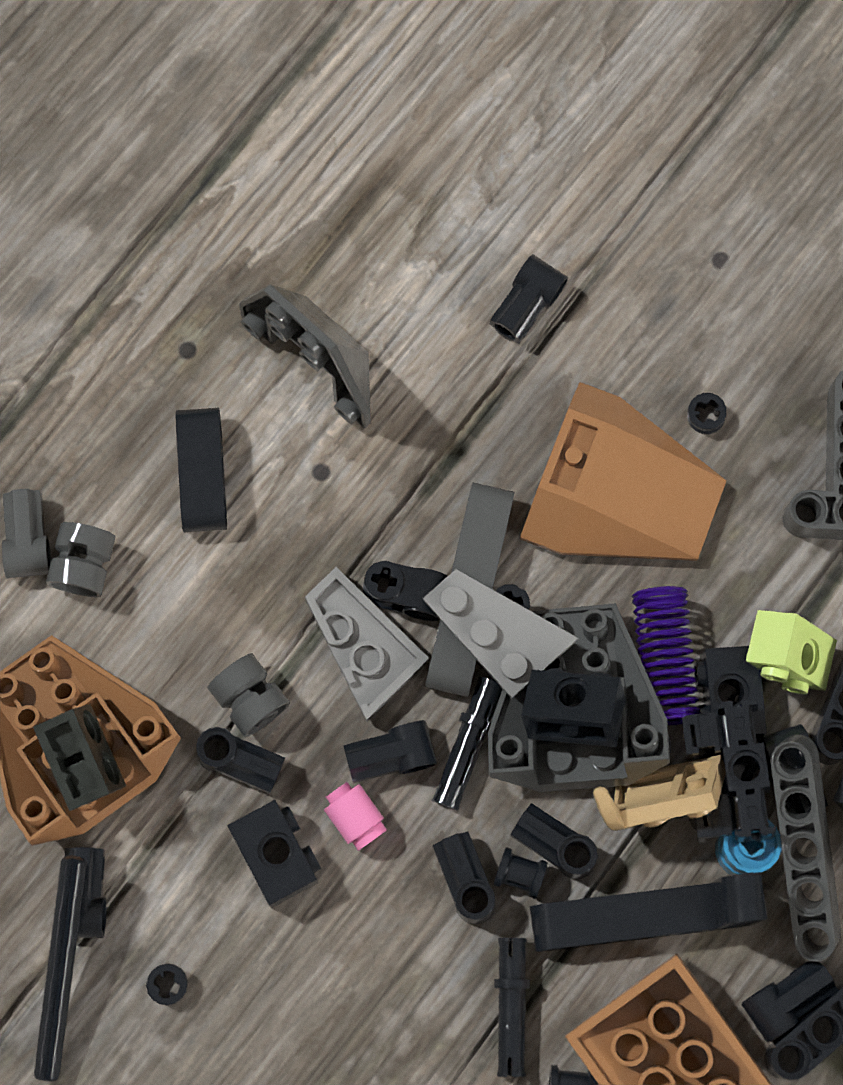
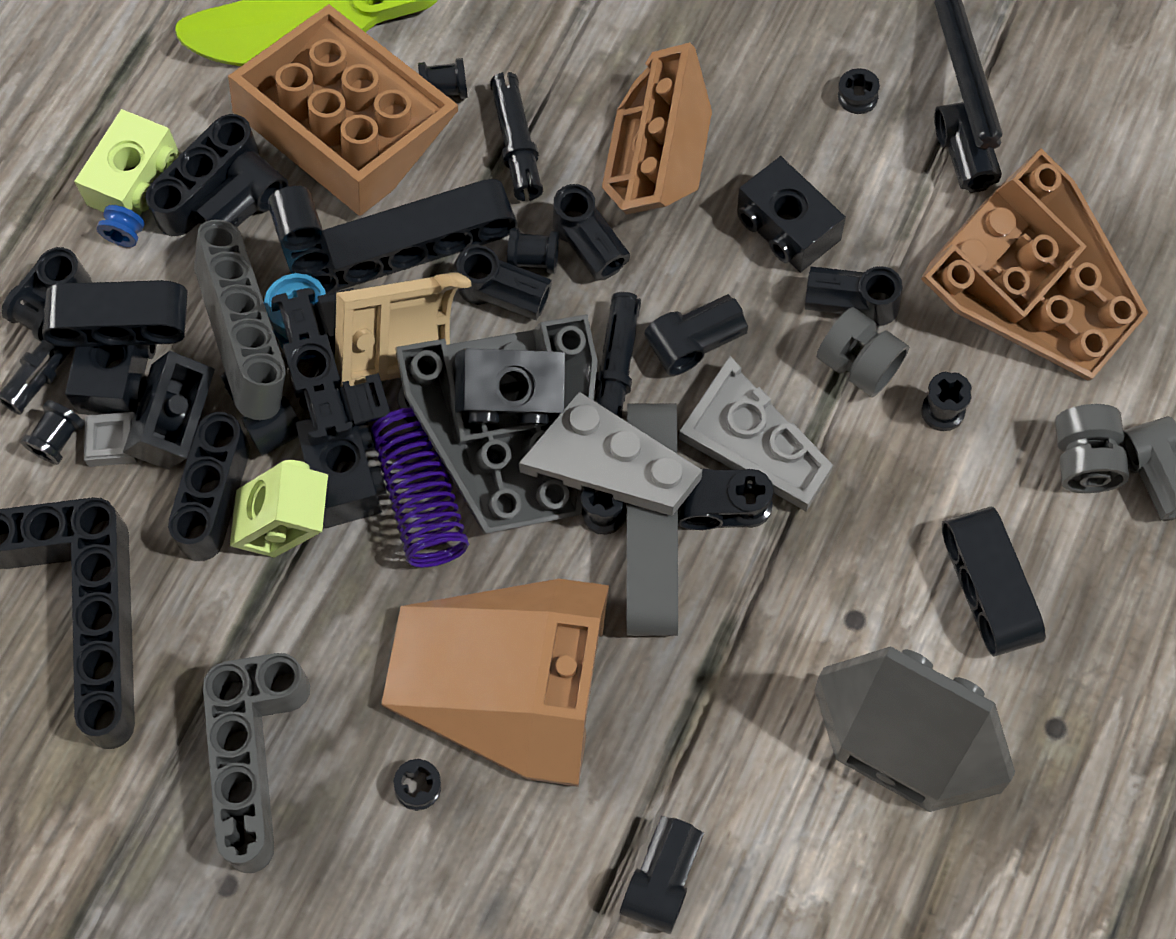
camera: 175 degrees right, 10 degrees down
(79, 756) = (1019, 228): pearl dark grey brick -> none
(180, 645) = (947, 401): none -> black bush
(354, 815) = (716, 267): bright pink brick -> none
(379, 958) = (659, 133): none -> medium nougat wedge

